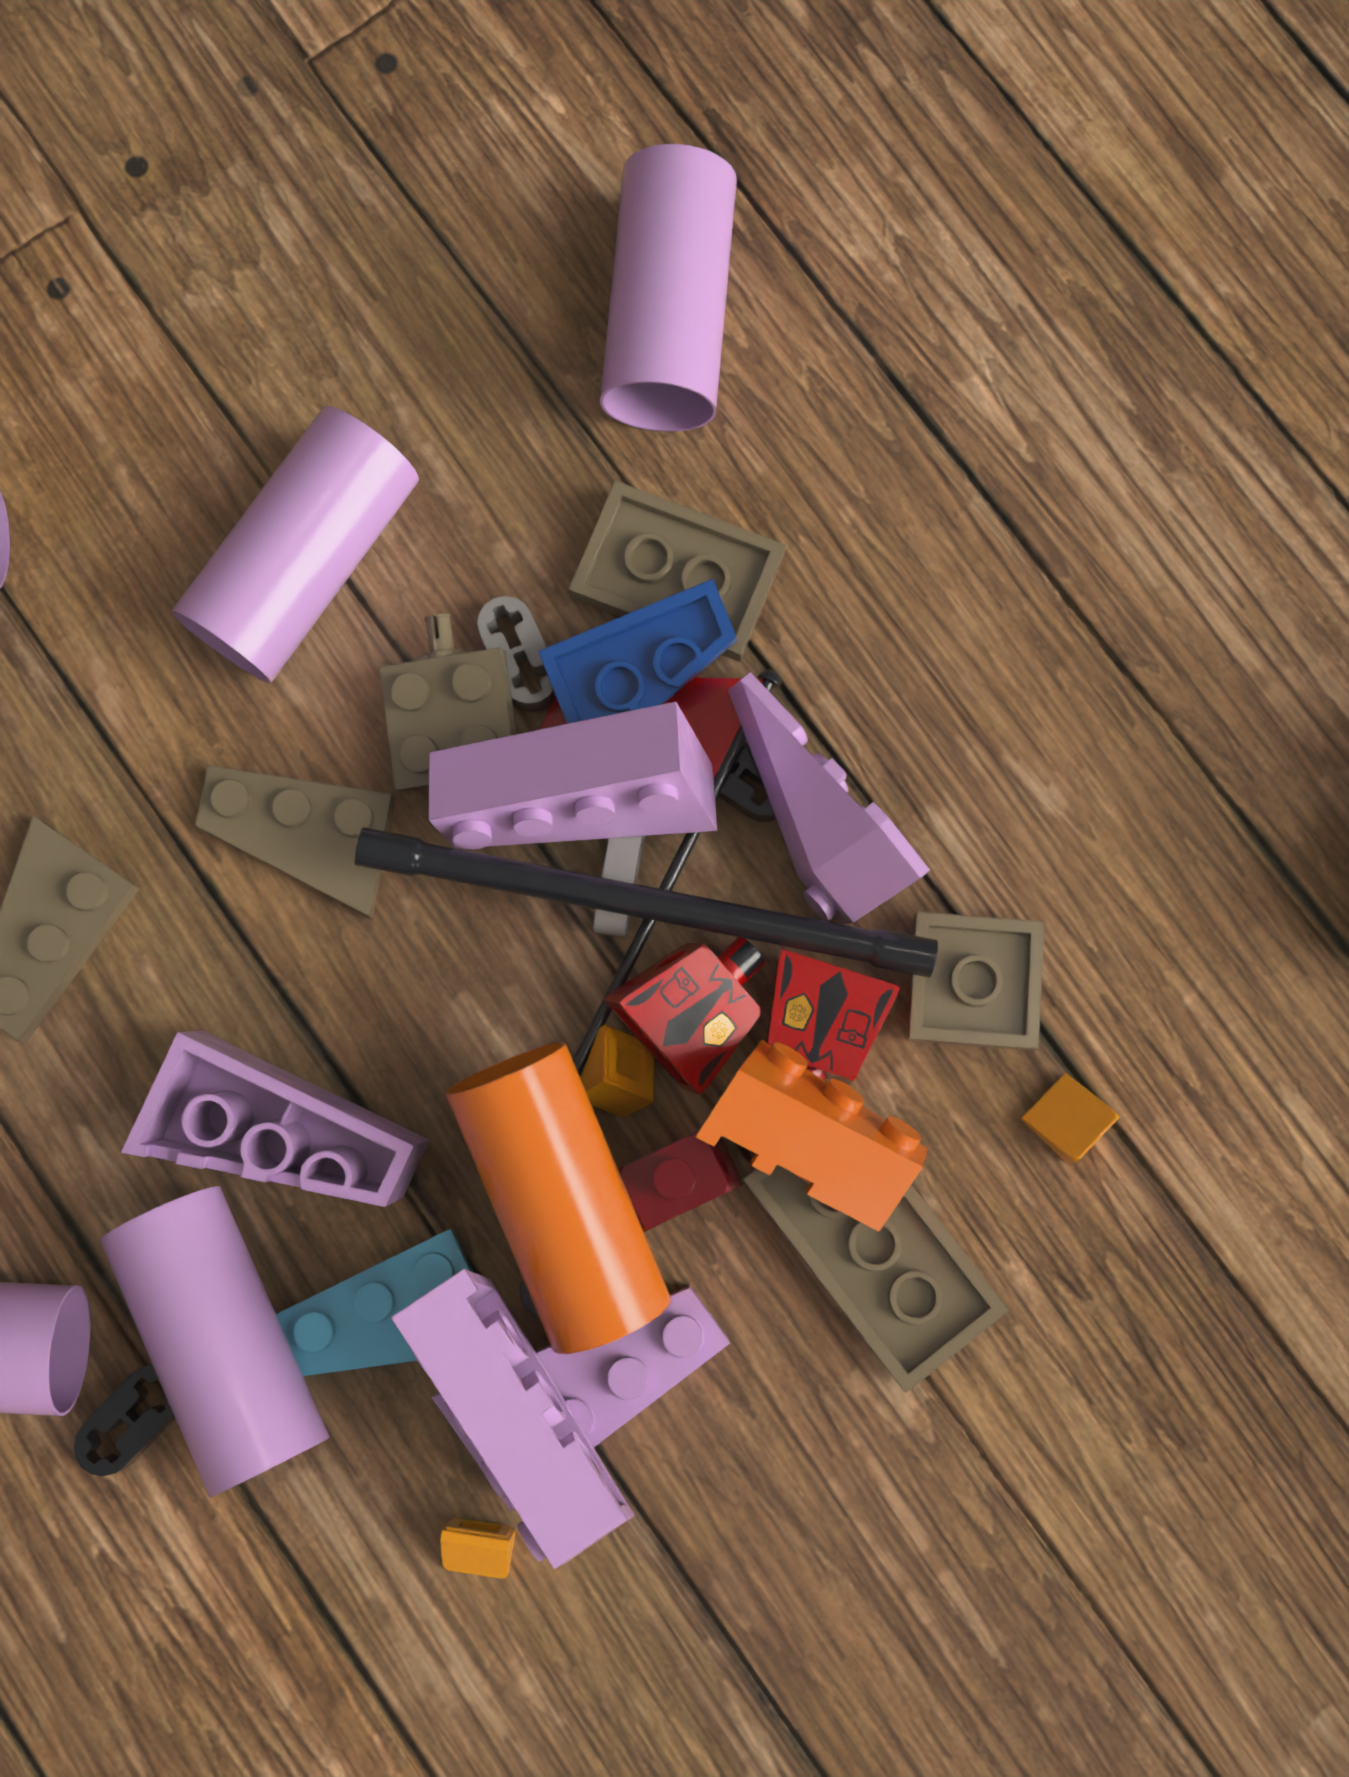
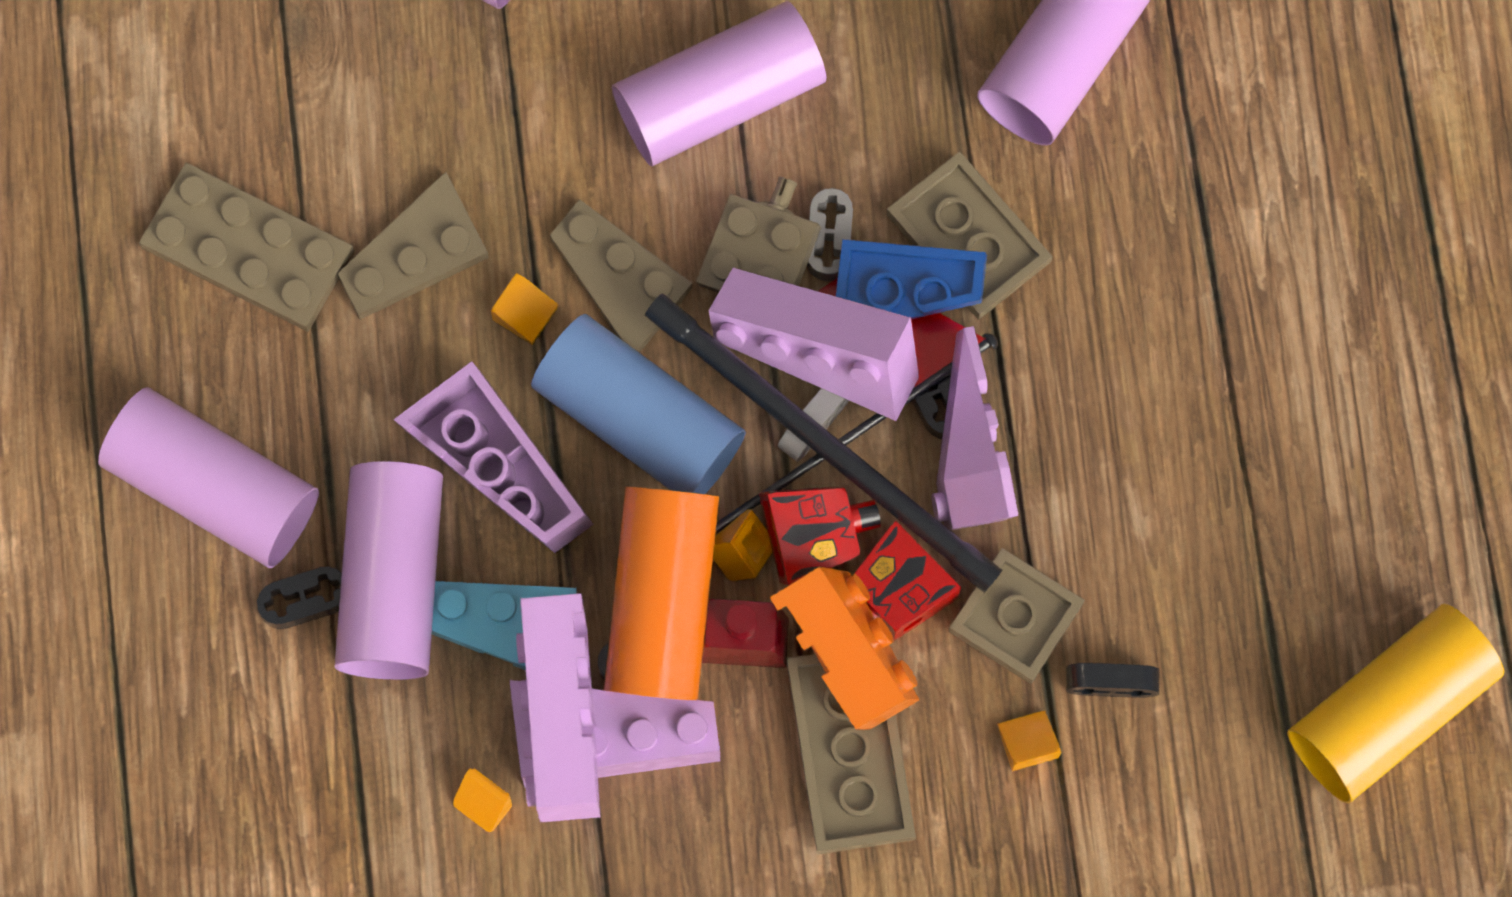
camera: 25 degrees right, 5 degrees down
(211, 928) = (523, 309): none -> light orange slope
(405, 978) = (637, 407): none -> medium blue piece
(1126, 996) = (1112, 680): none -> black beam

